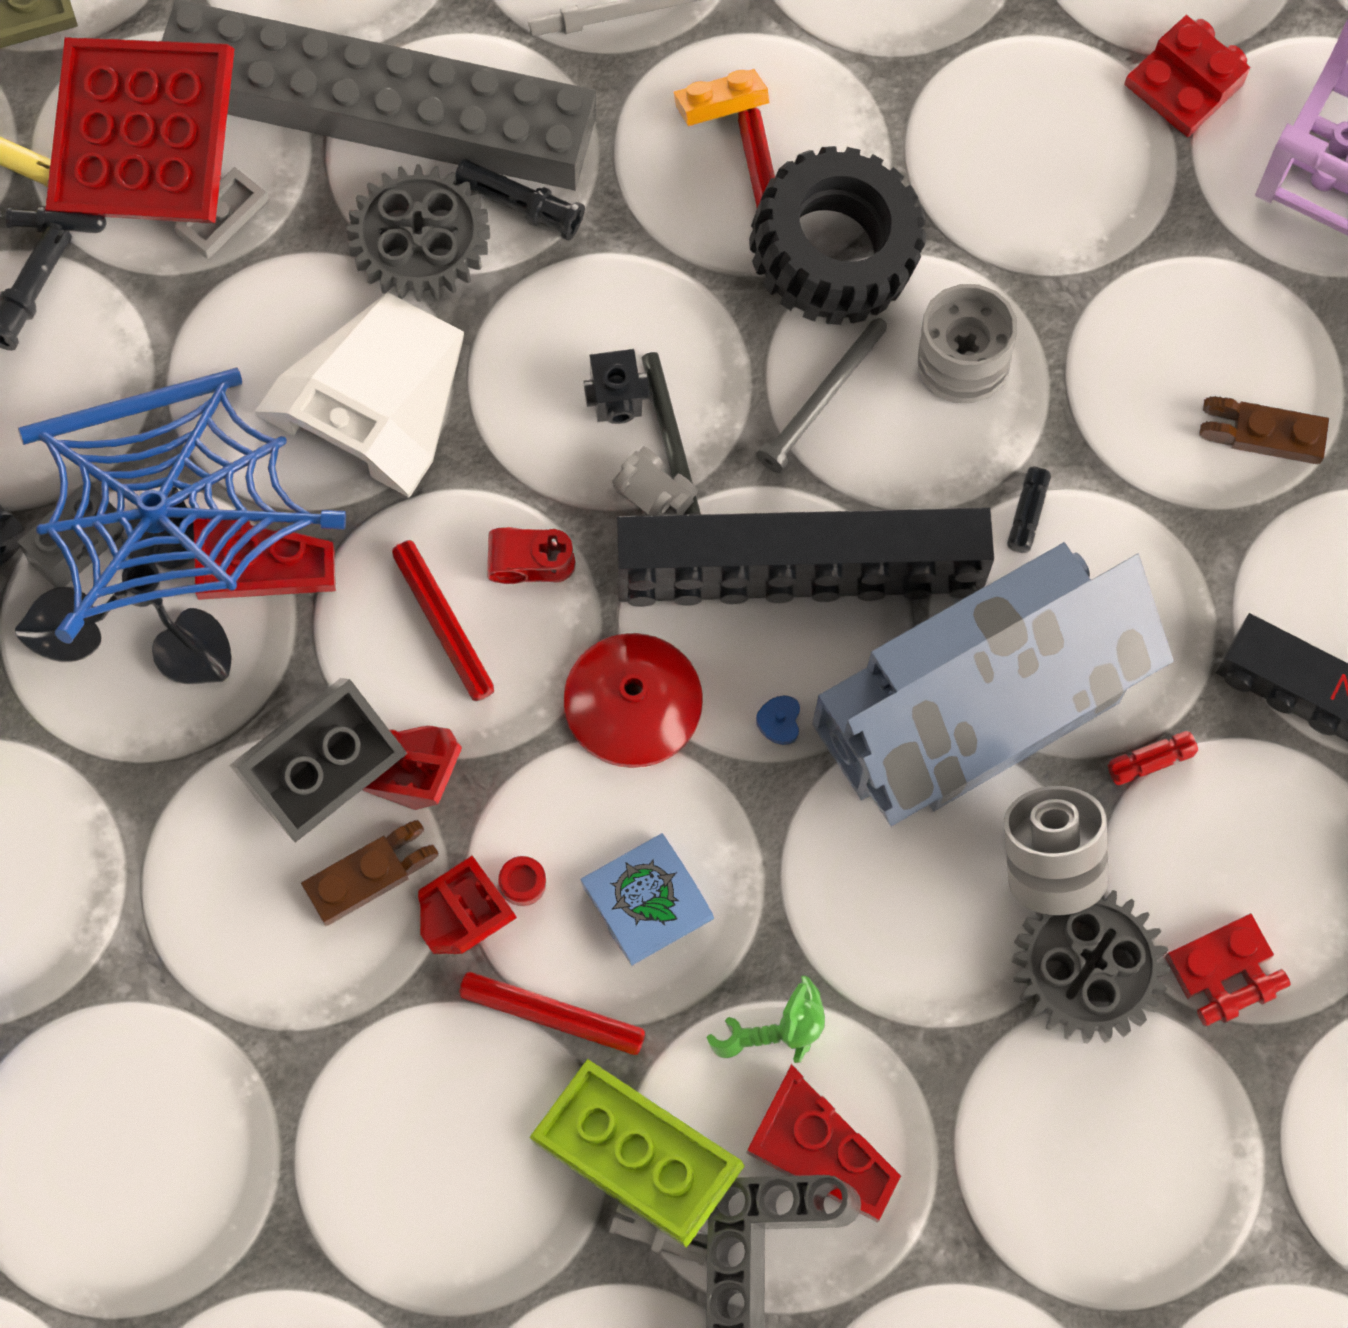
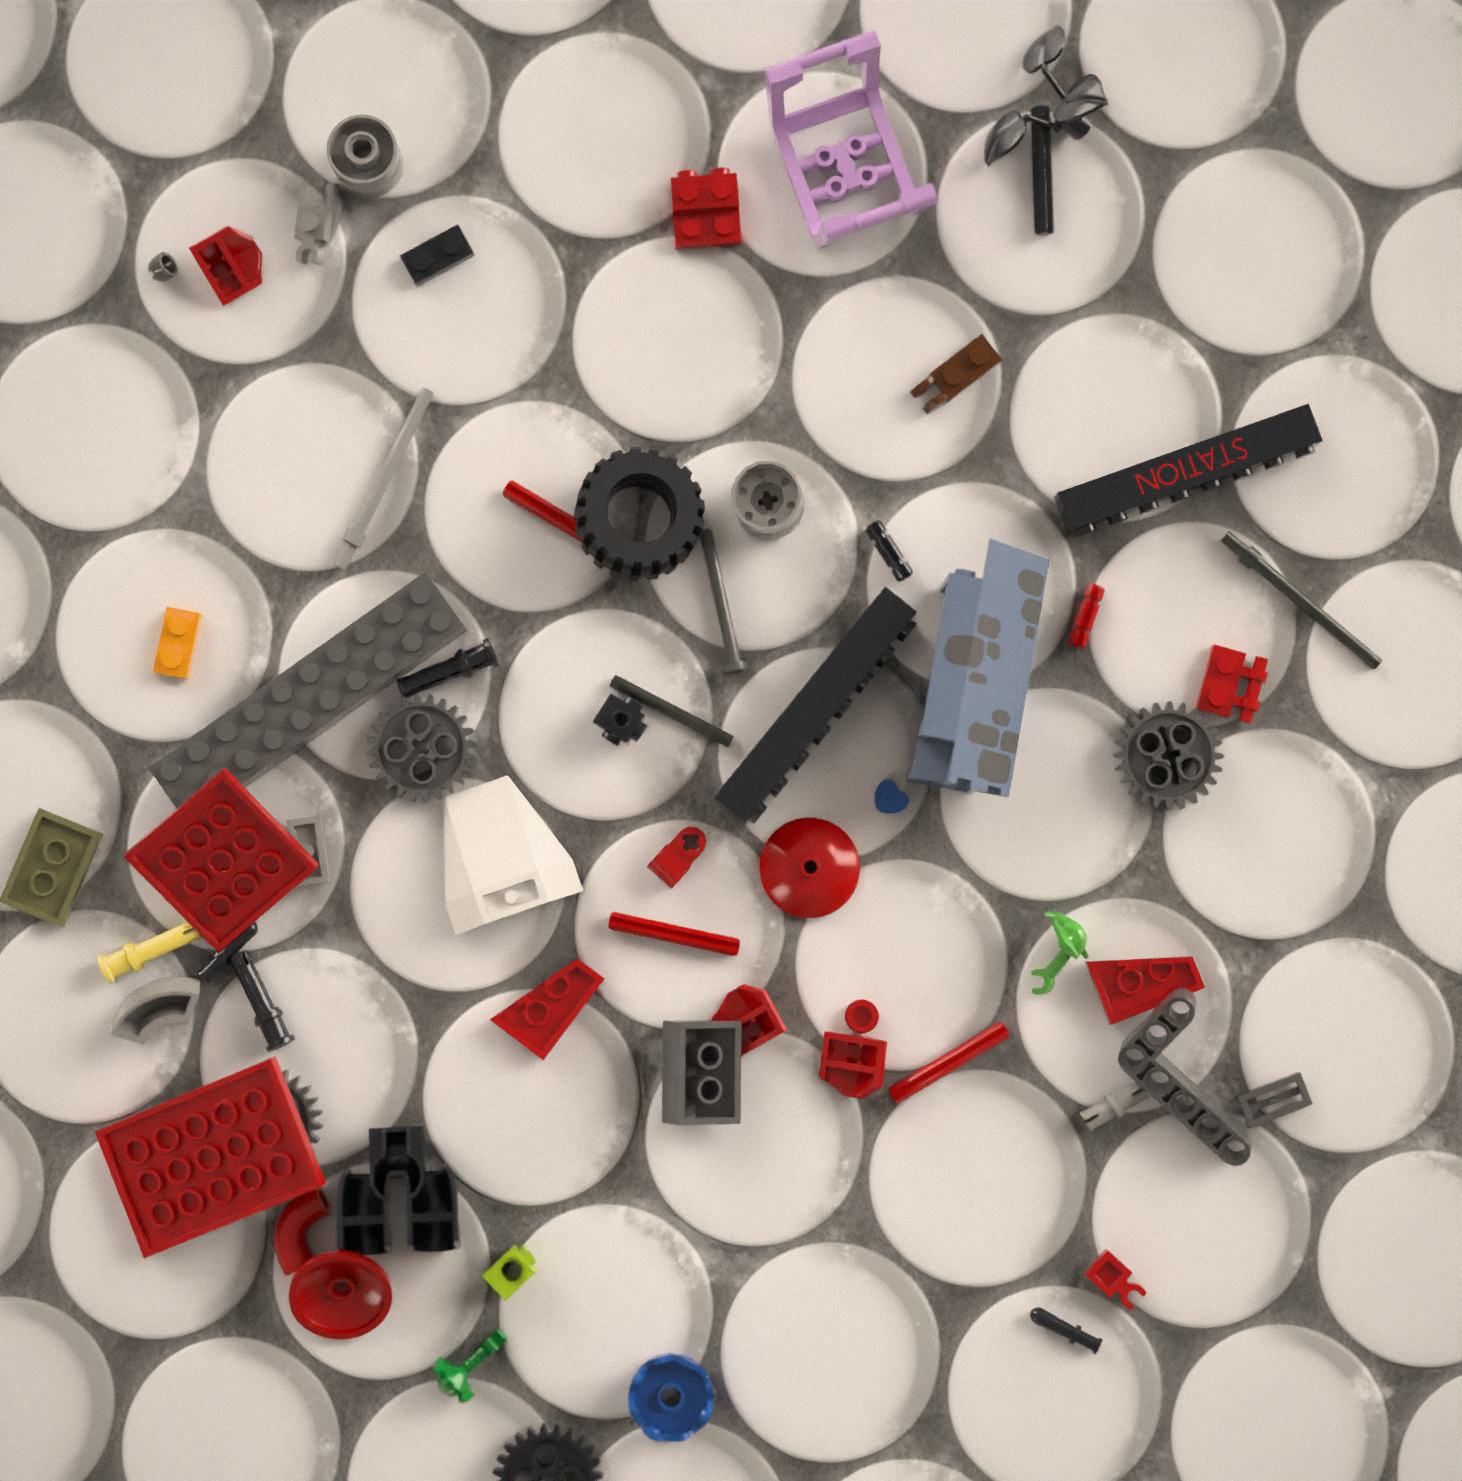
camera: 50 degrees left, 15 degrees up
(47, 556) = (448, 1101): dark grey brick -> none
(153, 505) = (392, 1007): blue animal -> none
(187, 652) = (570, 1087): black plant -> none
(366, 874) = (785, 1098): reddish brown hinge -> none
(637, 1152) = (1064, 1083): lime tile -> none
(647, 899) = (930, 958): medium blue slope -> none
(651, 488) = (700, 754): light grey piece -> none
(721, 97) = (484, 495): light orange plate -> none
(1056, 850) = (1099, 722): light grey wheel -> none

